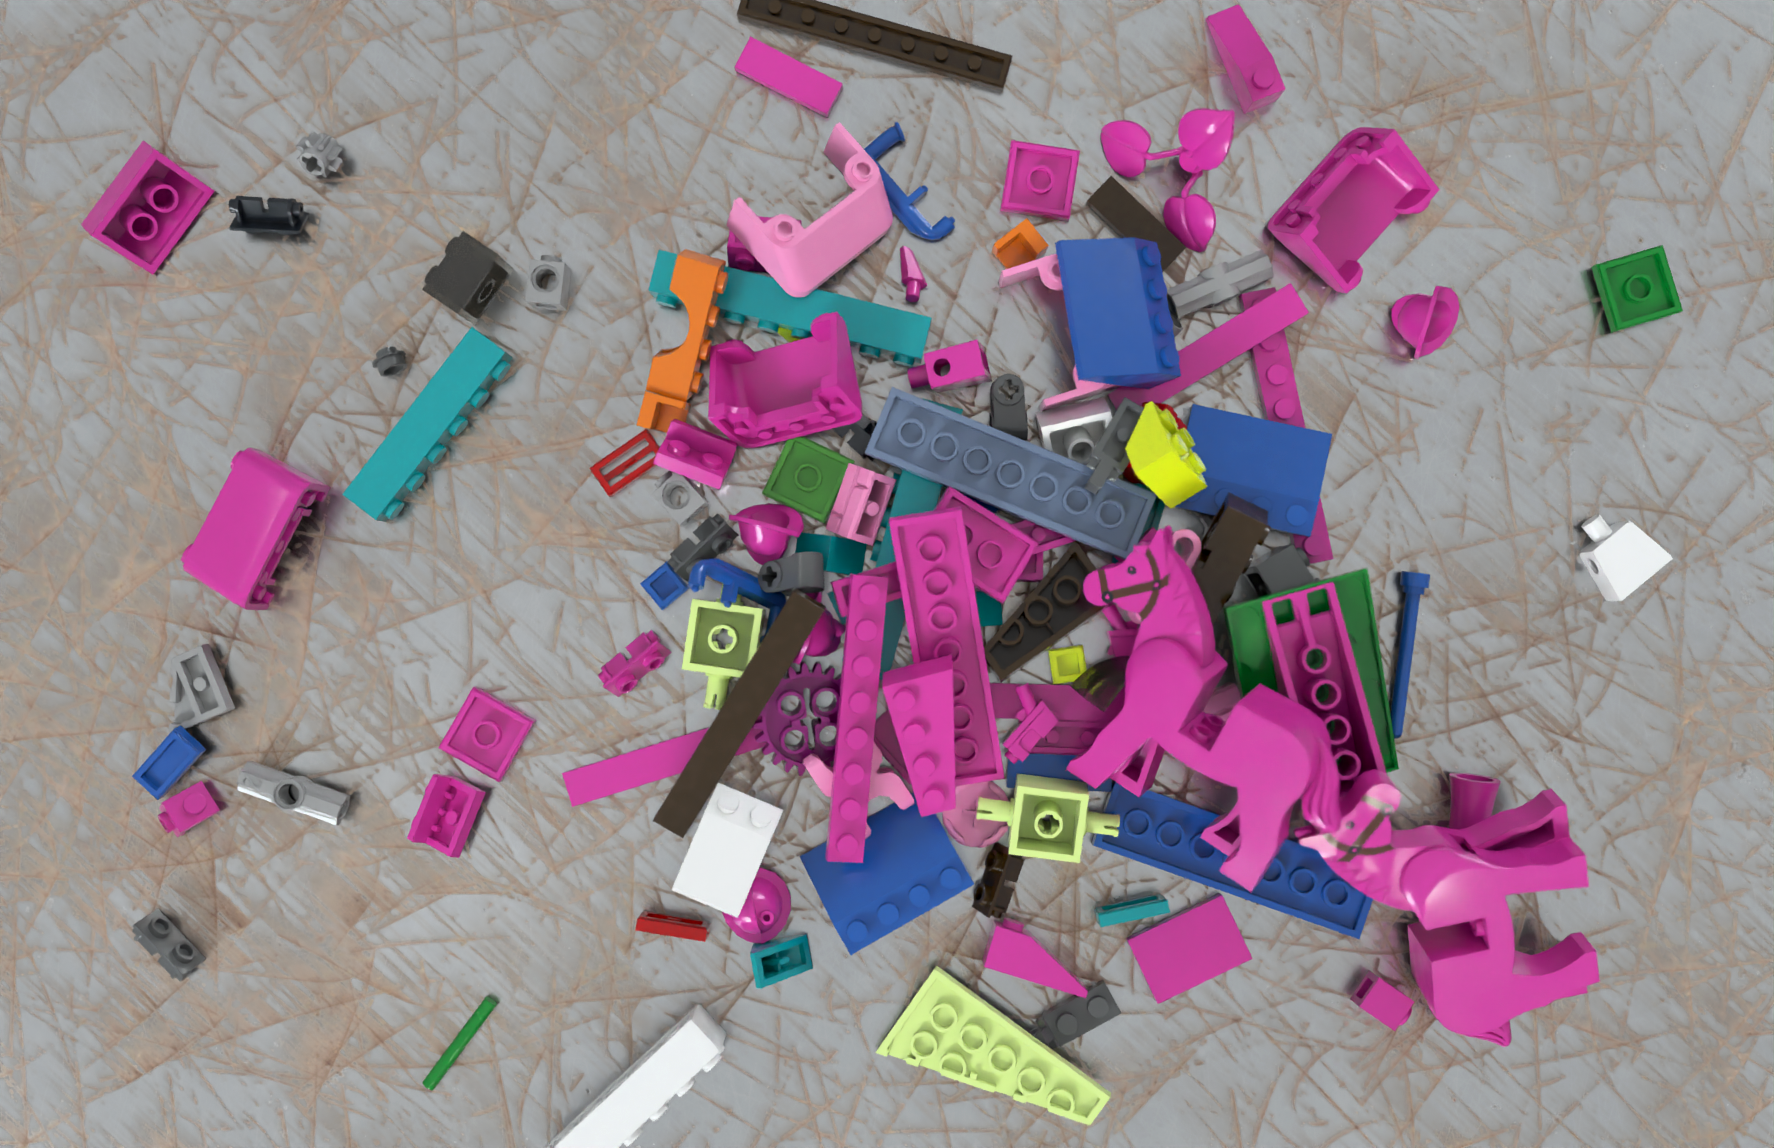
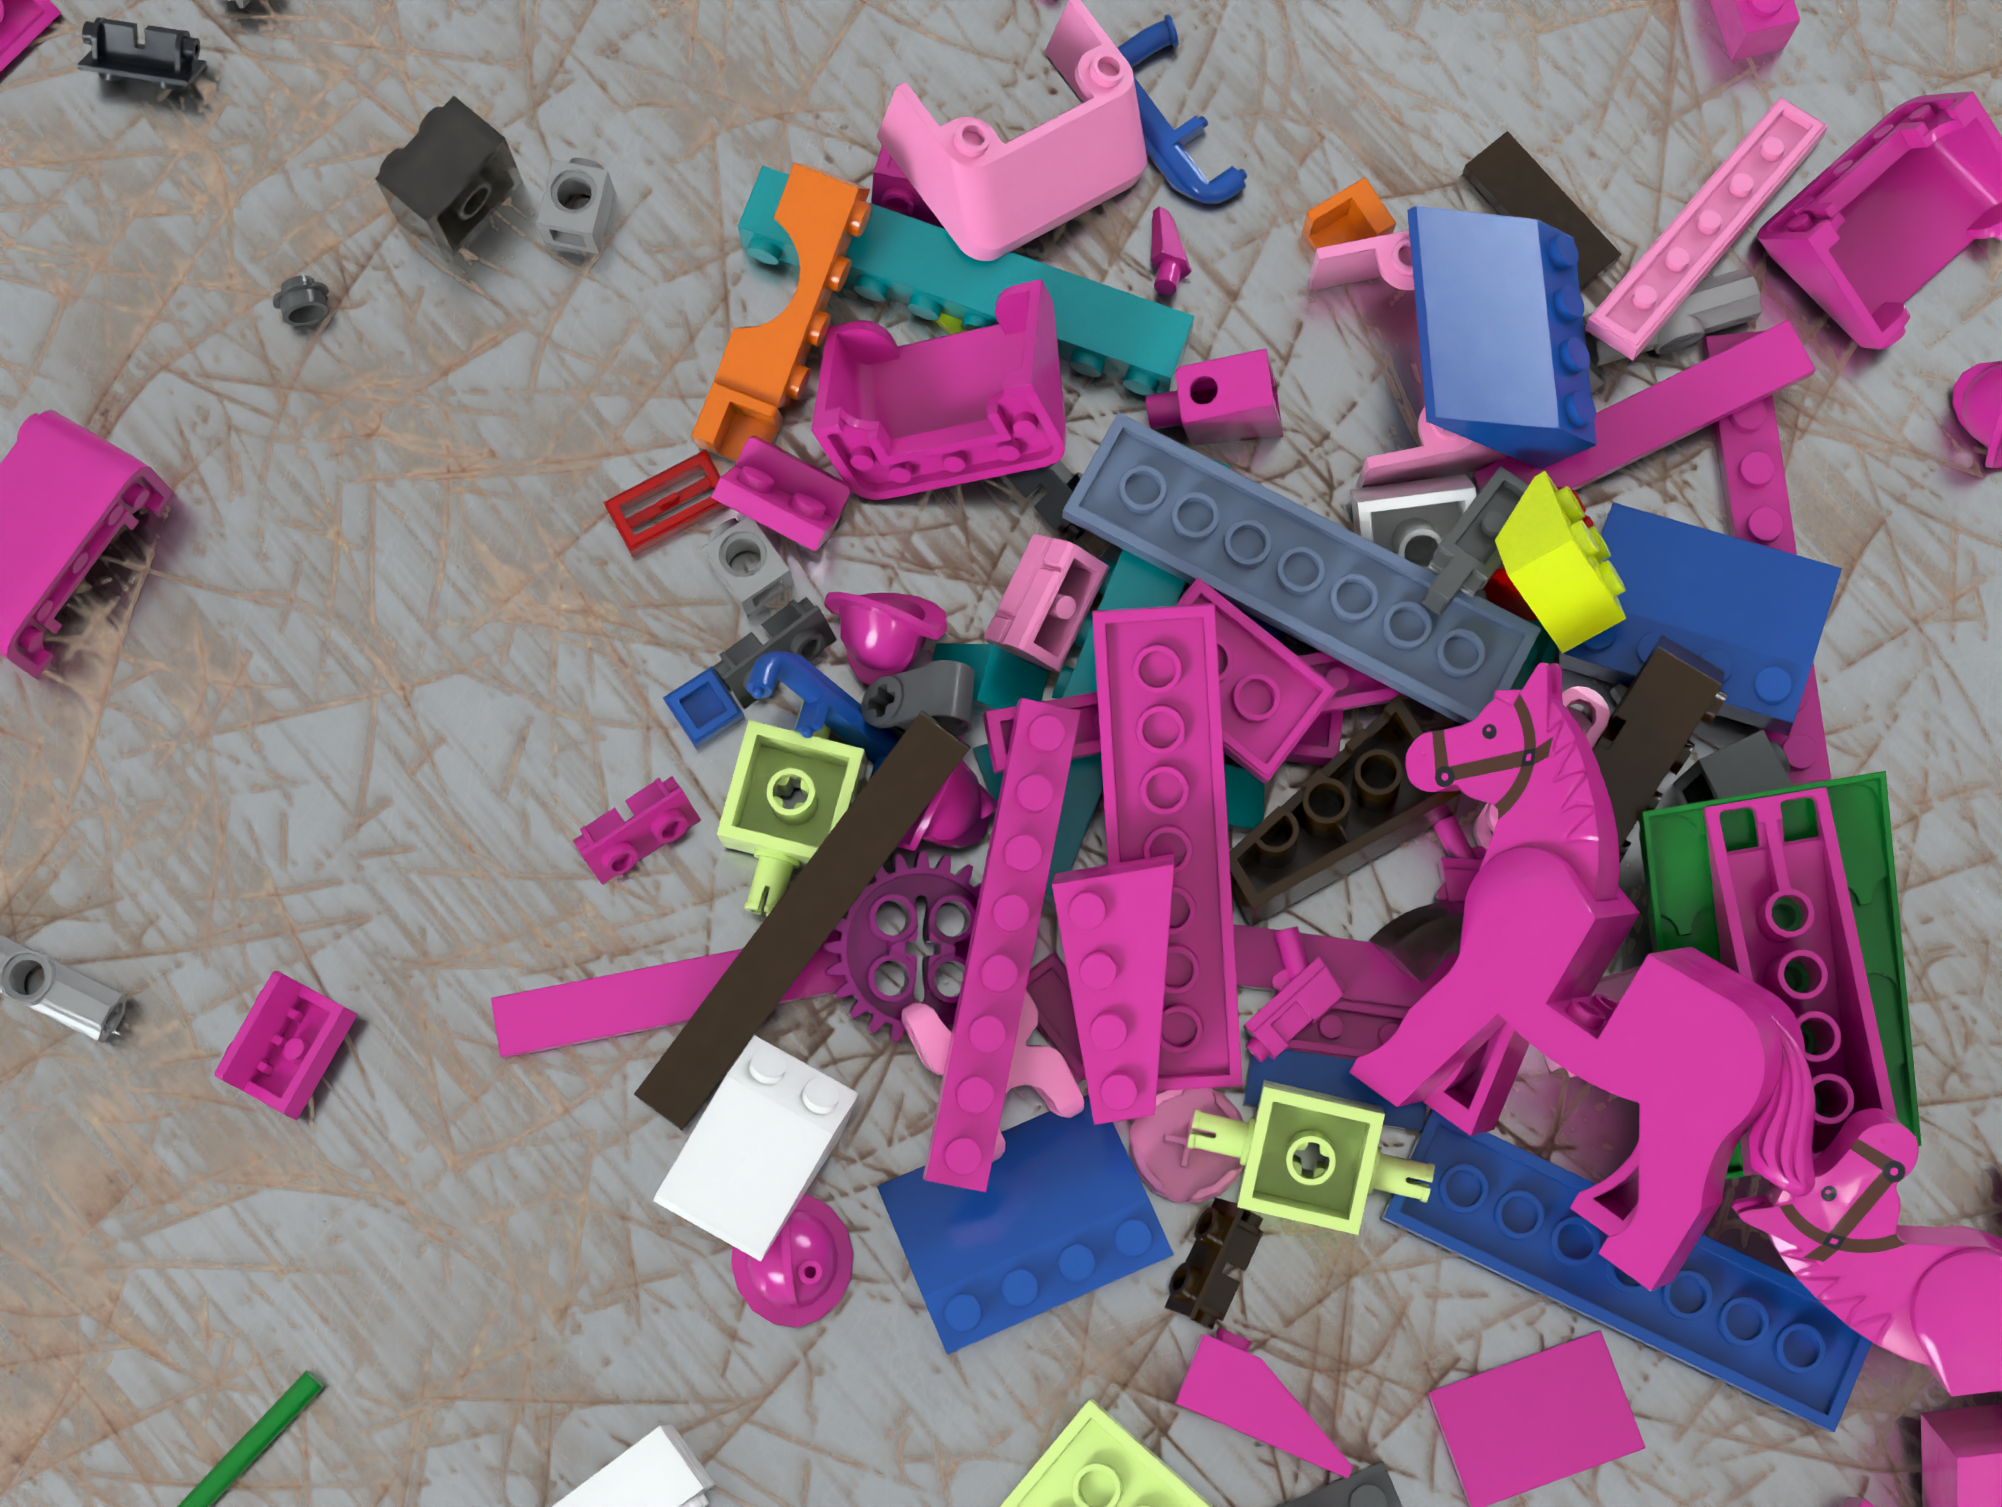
camera: 10 degrees right, 10 degrees down
(428, 426) = (350, 406): teal brick -> none
(487, 734) = (373, 921): dark pink tile -> none
(673, 926) = (646, 1278): red tile -> none
(780, 959) = (825, 1356): teal slope -> none
(807, 478) = (960, 556): bright green tile -> none
(1009, 414) = (1304, 479): dark grey piece -> none
(1040, 180) = (1391, 129): dark pink tile -> none
(1066, 663) = (1364, 906): neon yellow tile -> none
(1131, 910) = (1441, 1337): teal tile -> none
(1205, 144) = (1667, 66): dark pink plant -> none
(1237, 227) = (1705, 228): none -> bright pink tile
(1414, 586) = (1965, 839): blue piece -> none

